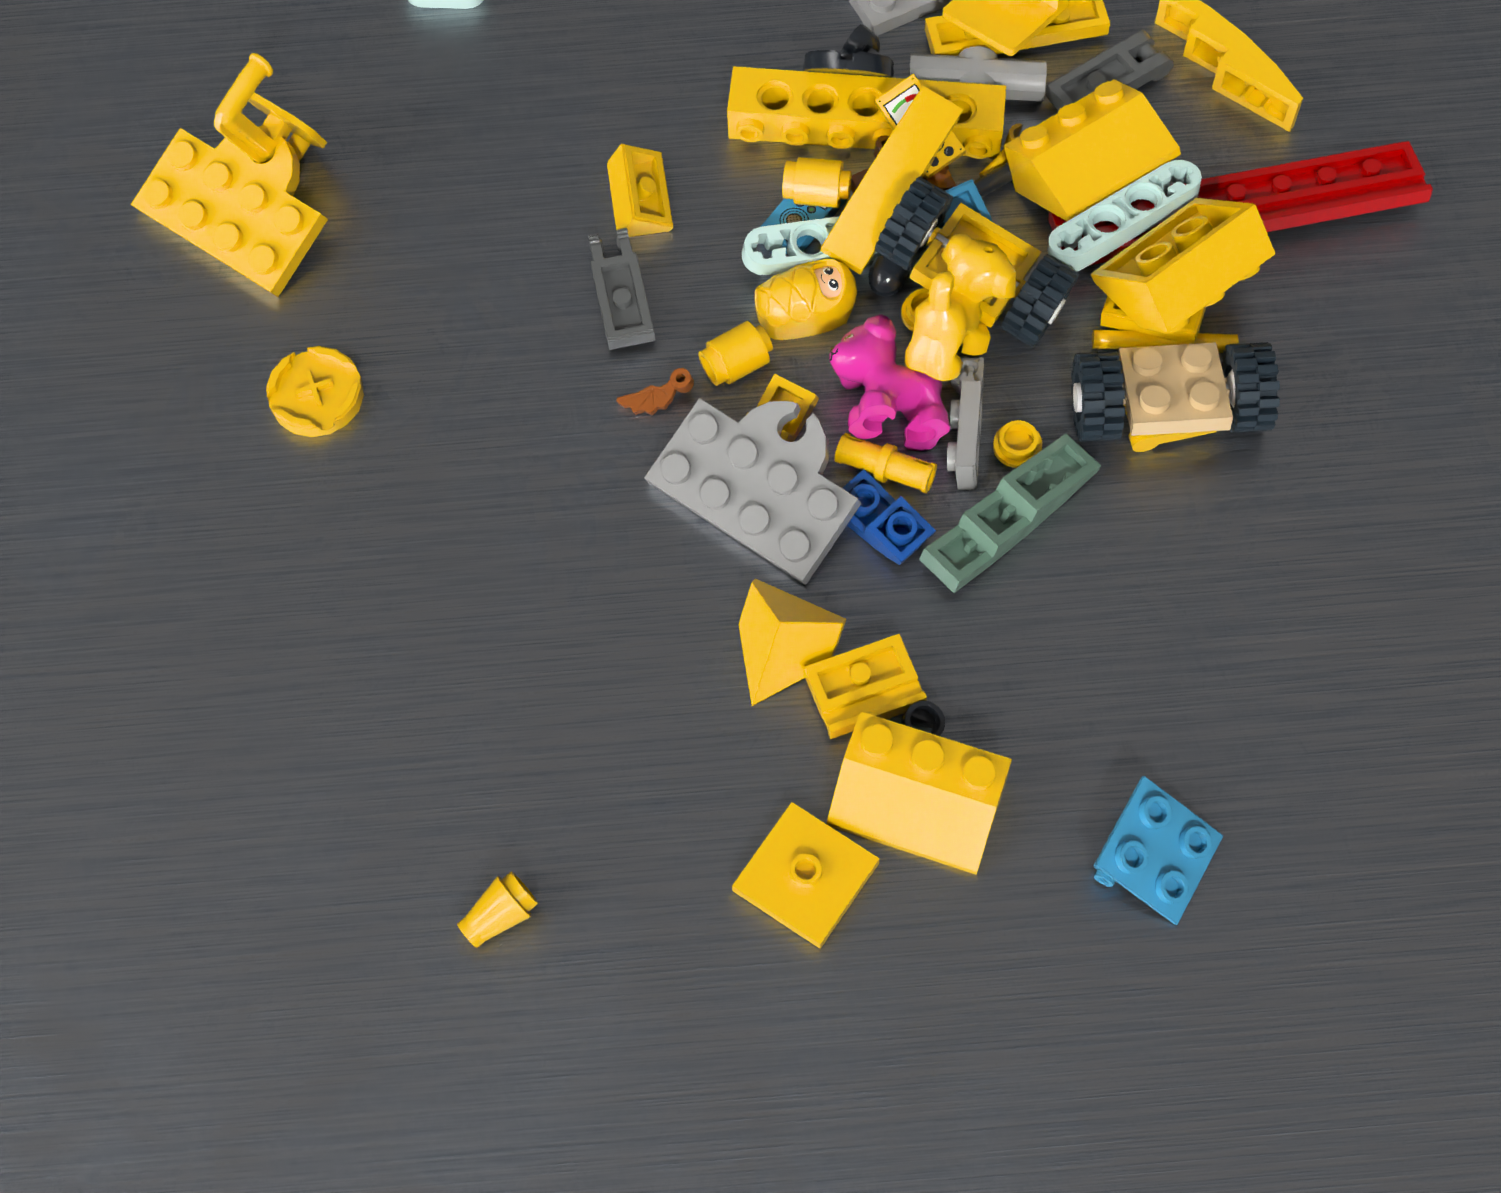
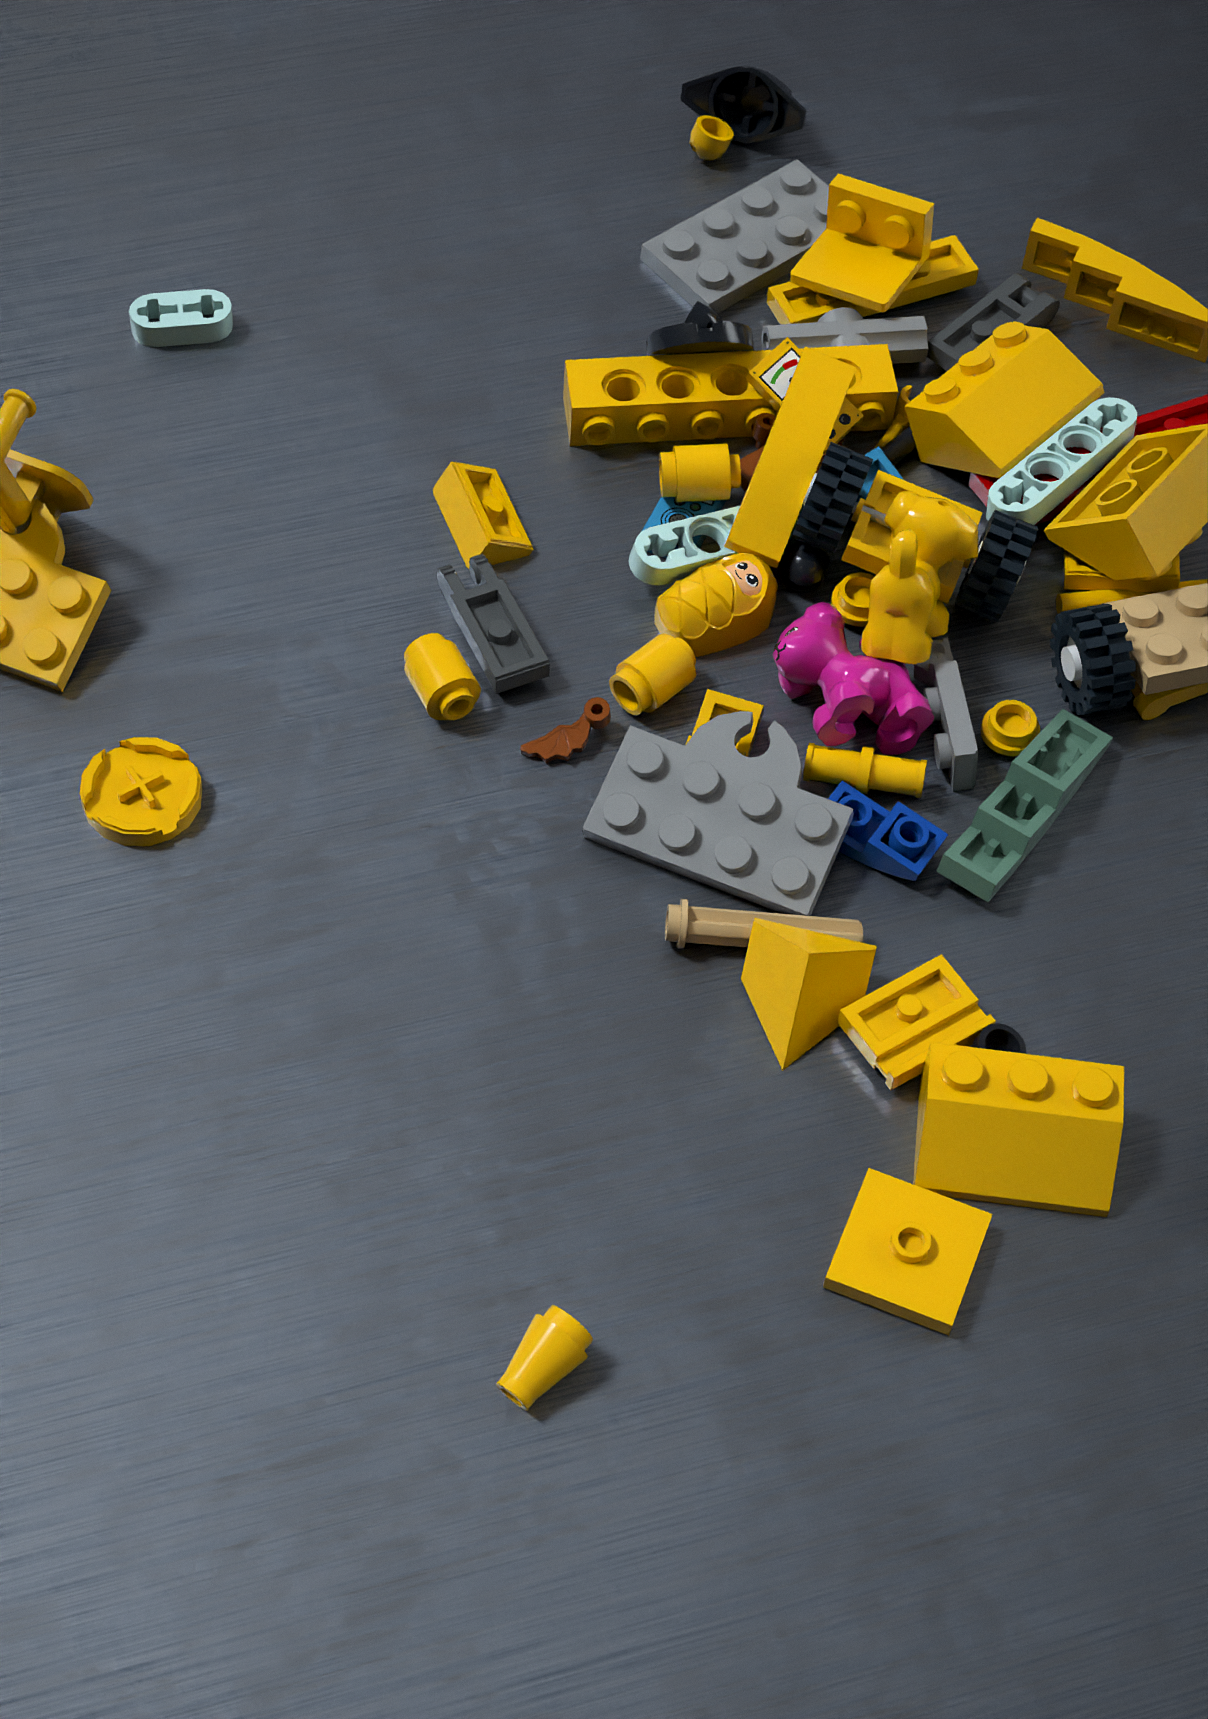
camera: 20 degrees left, 10 degrees down
(566, 331) = (441, 677): none -> yellow brick
(738, 579) = (734, 926): none -> tan axle

